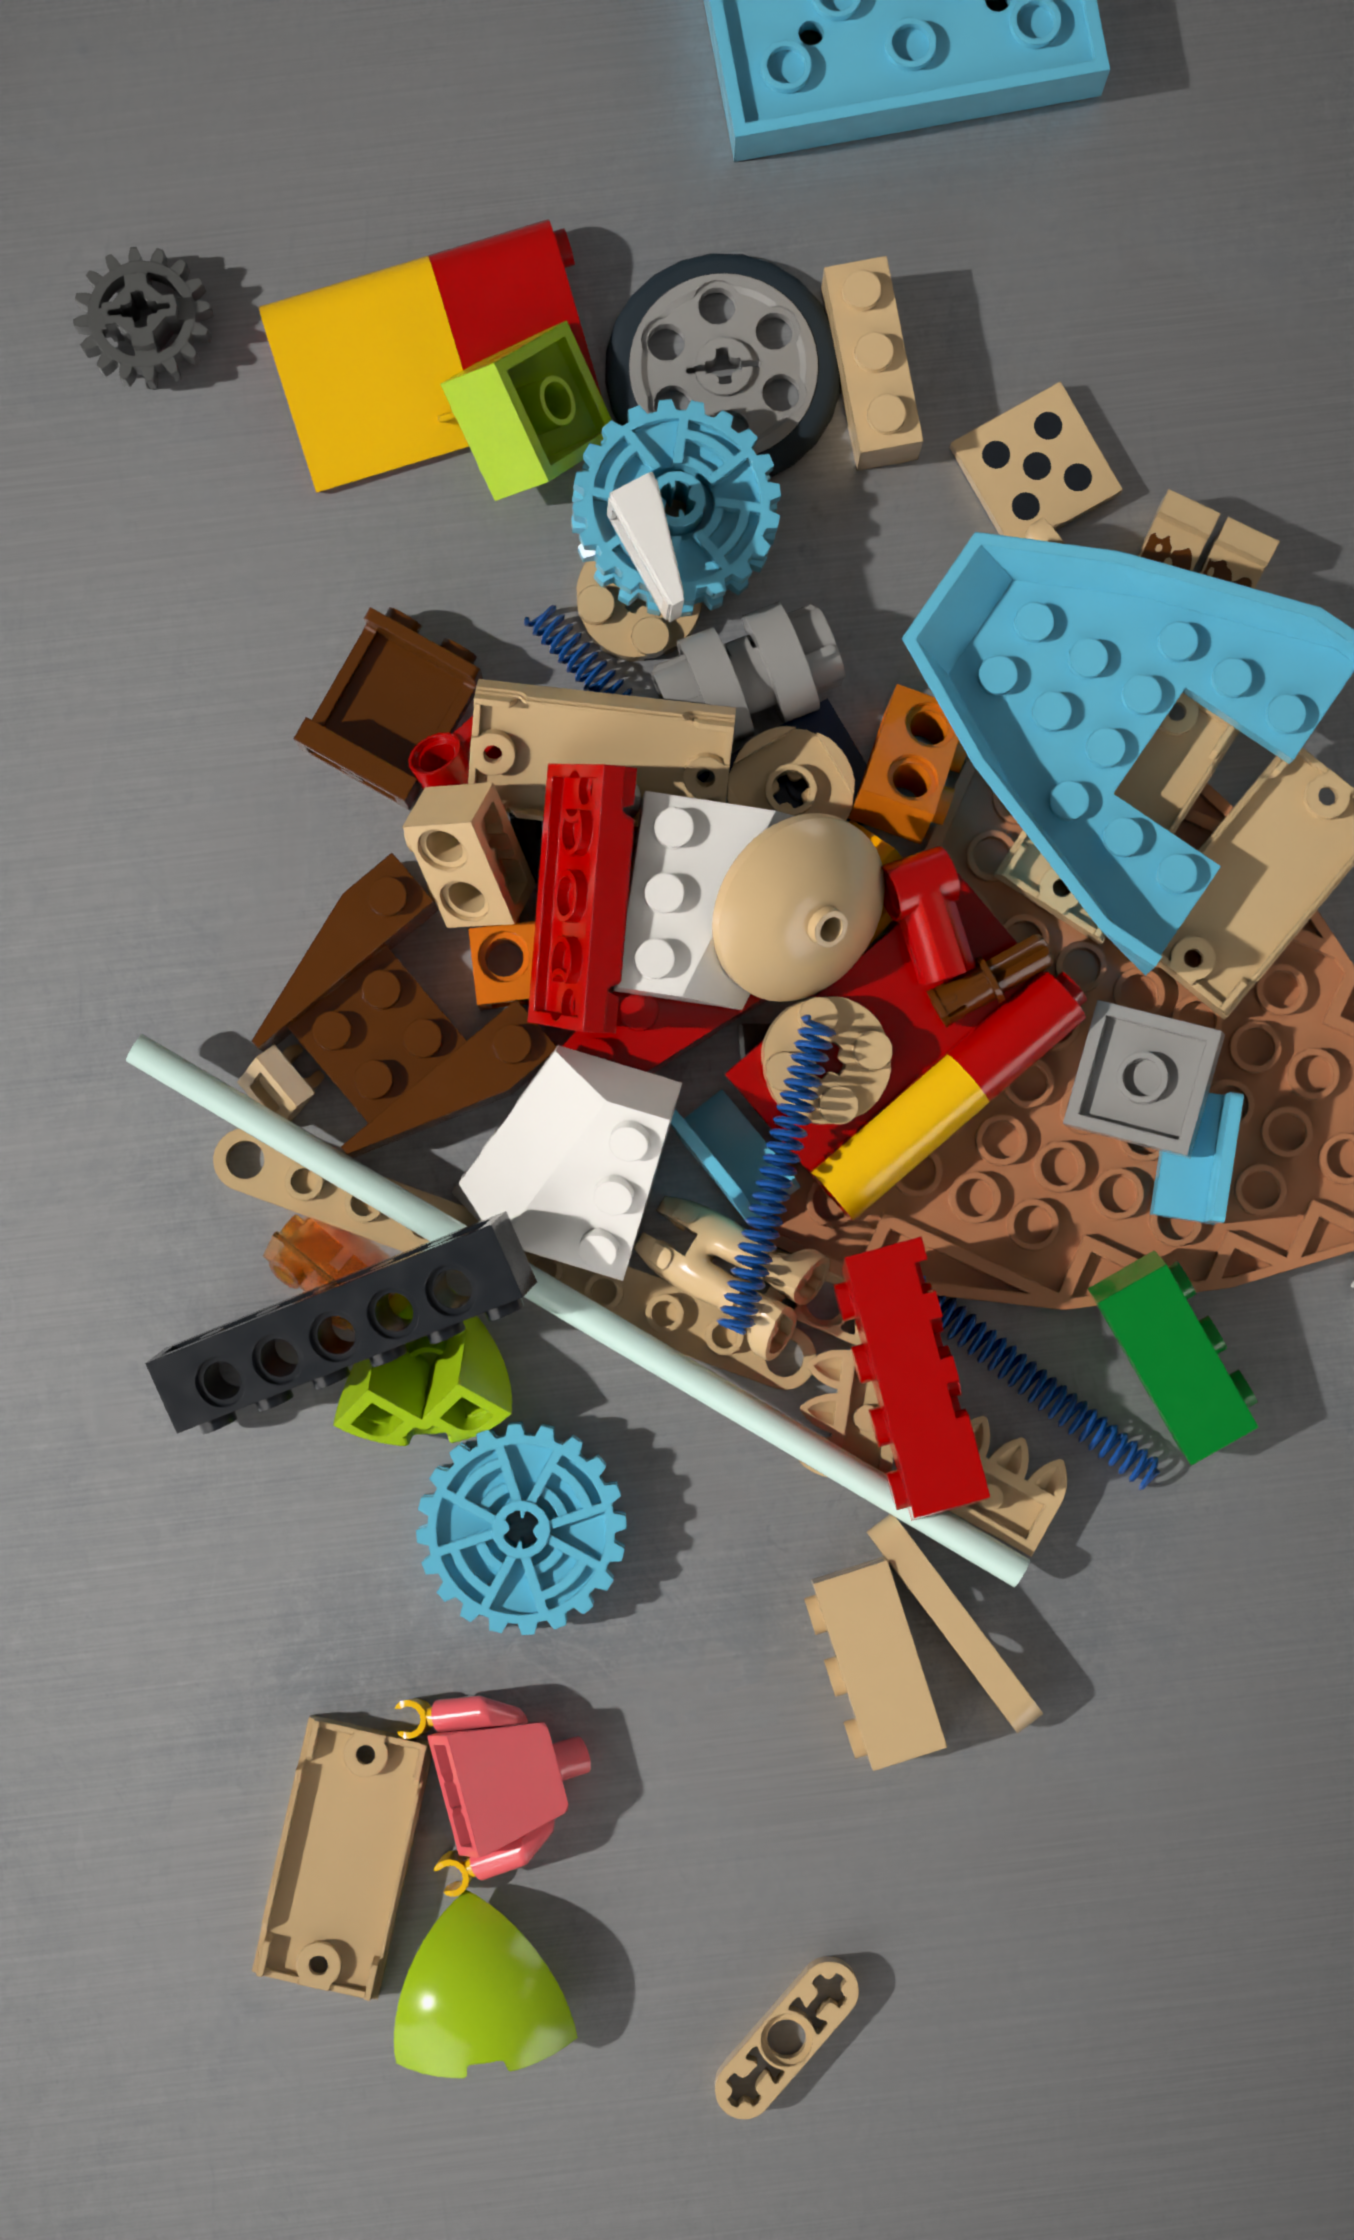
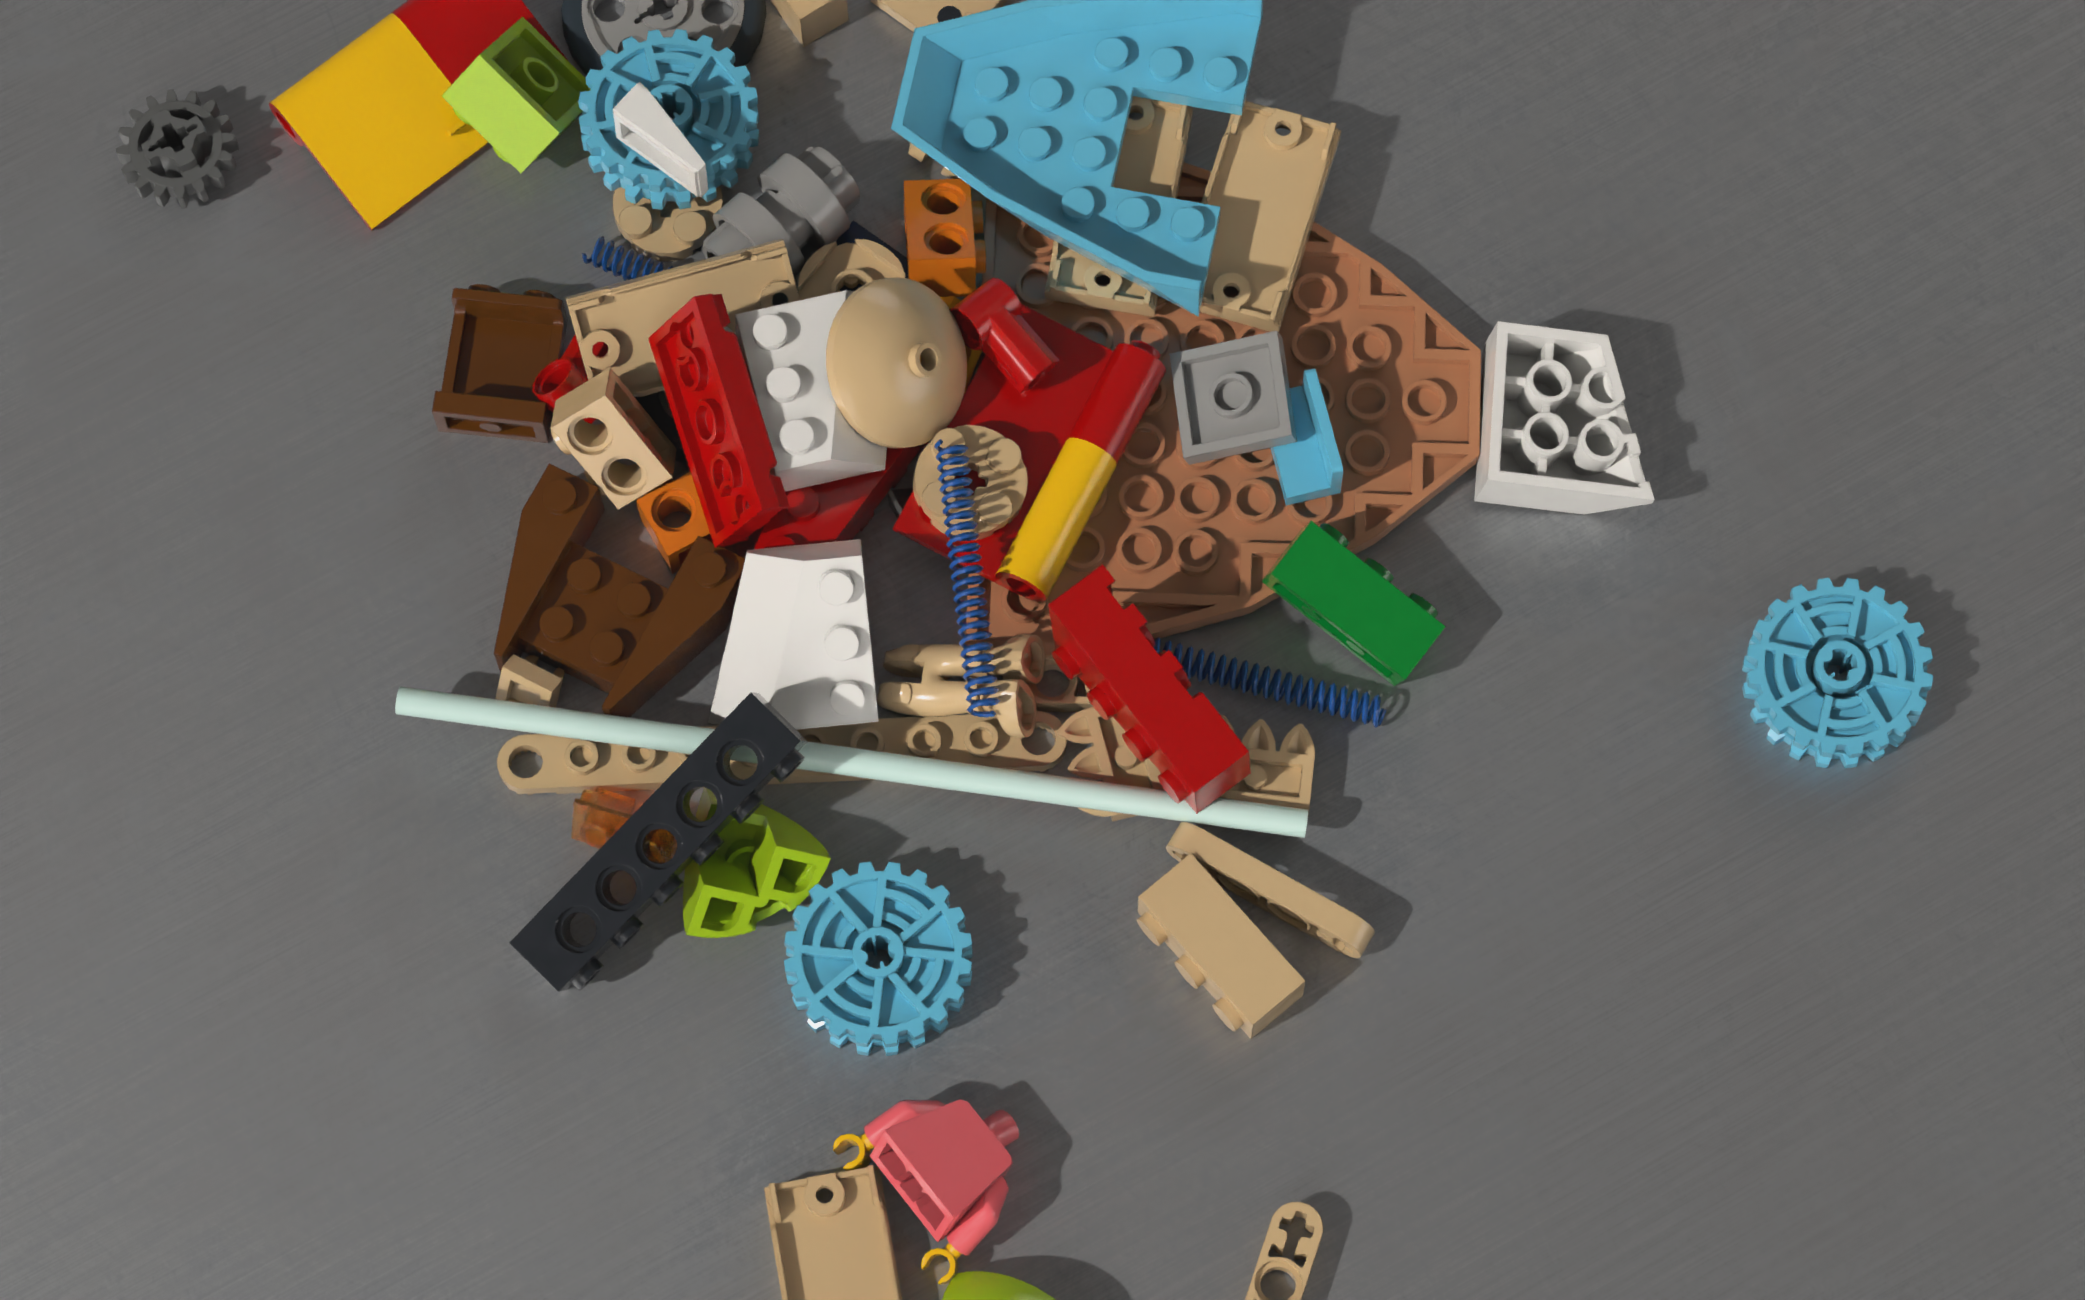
camera: 20 degrees left, 15 degrees down
(727, 1150) = (920, 593): medium azure panel -> none
(990, 979) = (1075, 367): reddish brown axle -> none

